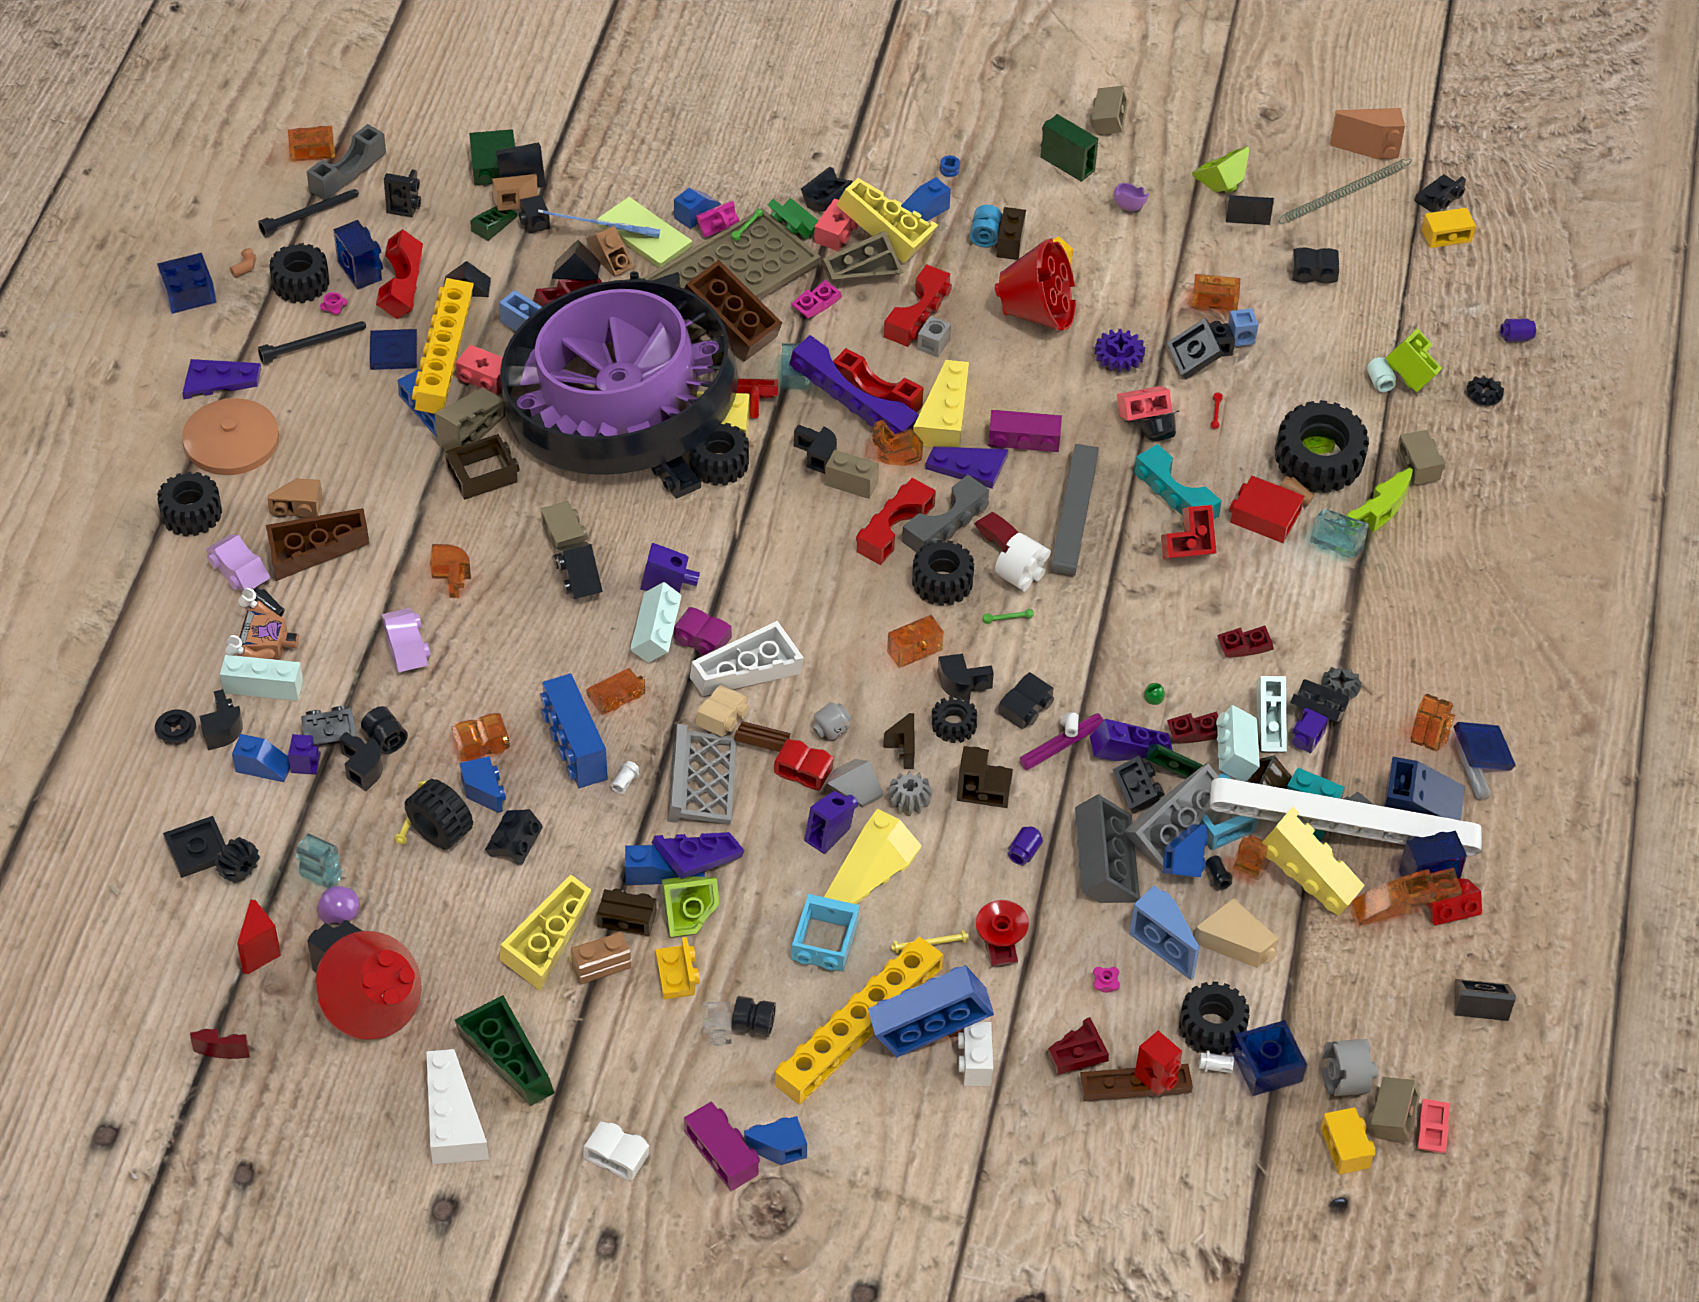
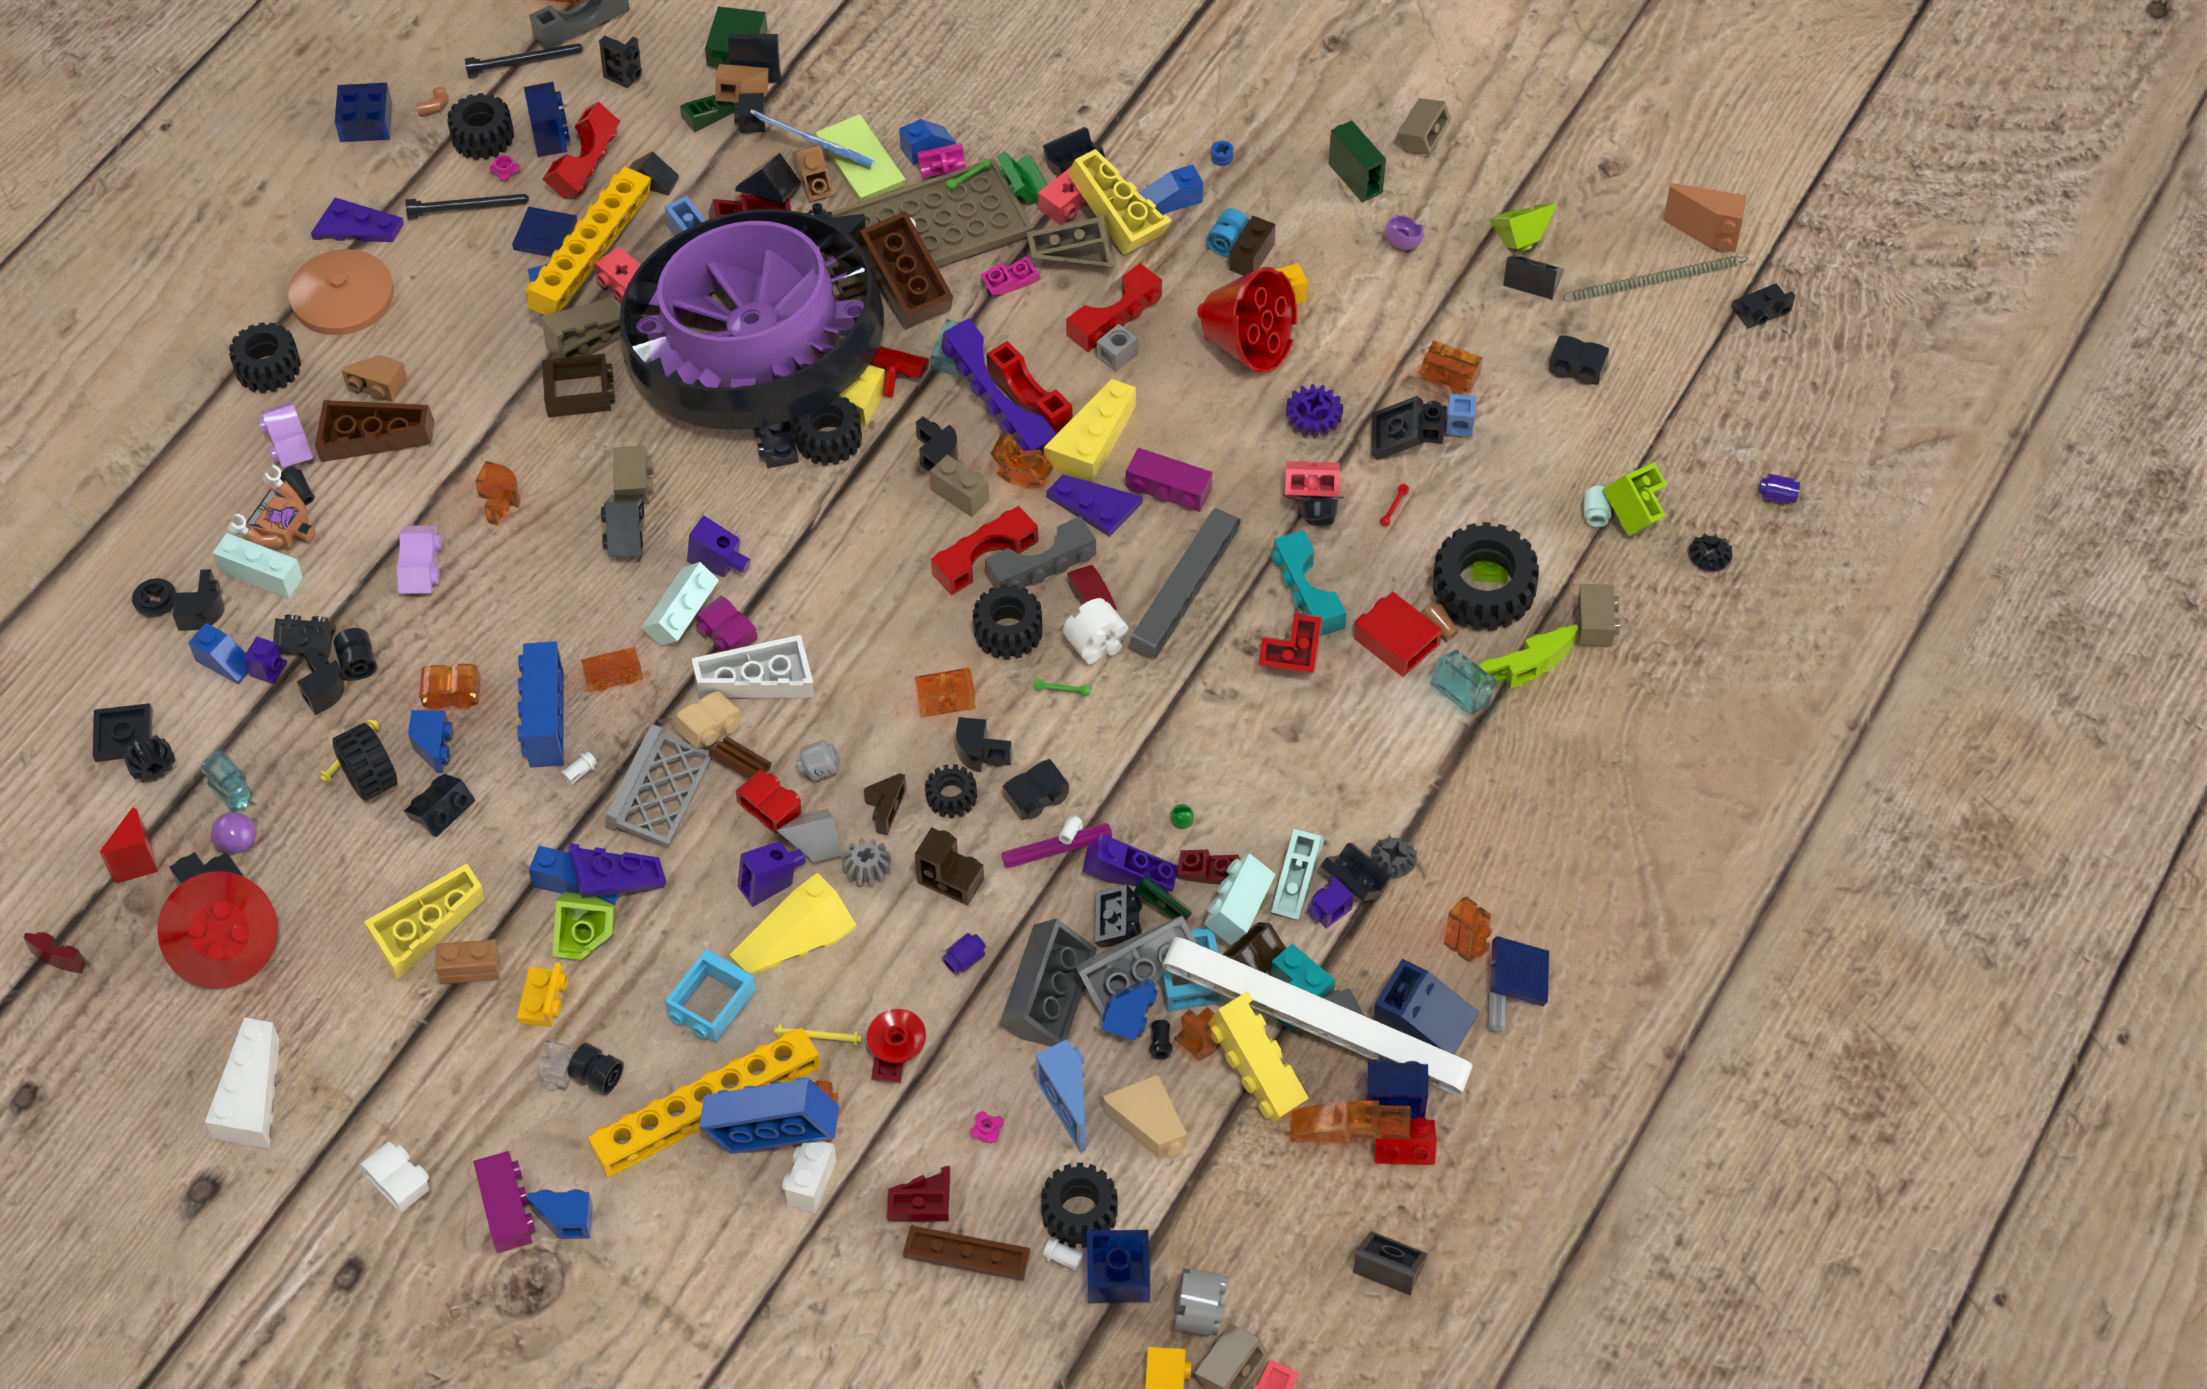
camera: 20 degrees right, 5 degrees up
(505, 1047) = (330, 1032): dark green wedge -> none
(627, 912) = (516, 918): dark brown brick -> none
(1158, 1063) = (987, 1241): red brick -> none
(1239, 643) = (1305, 783): dark red slope -> none
(1448, 227) = (1752, 349): yellow brick -> none

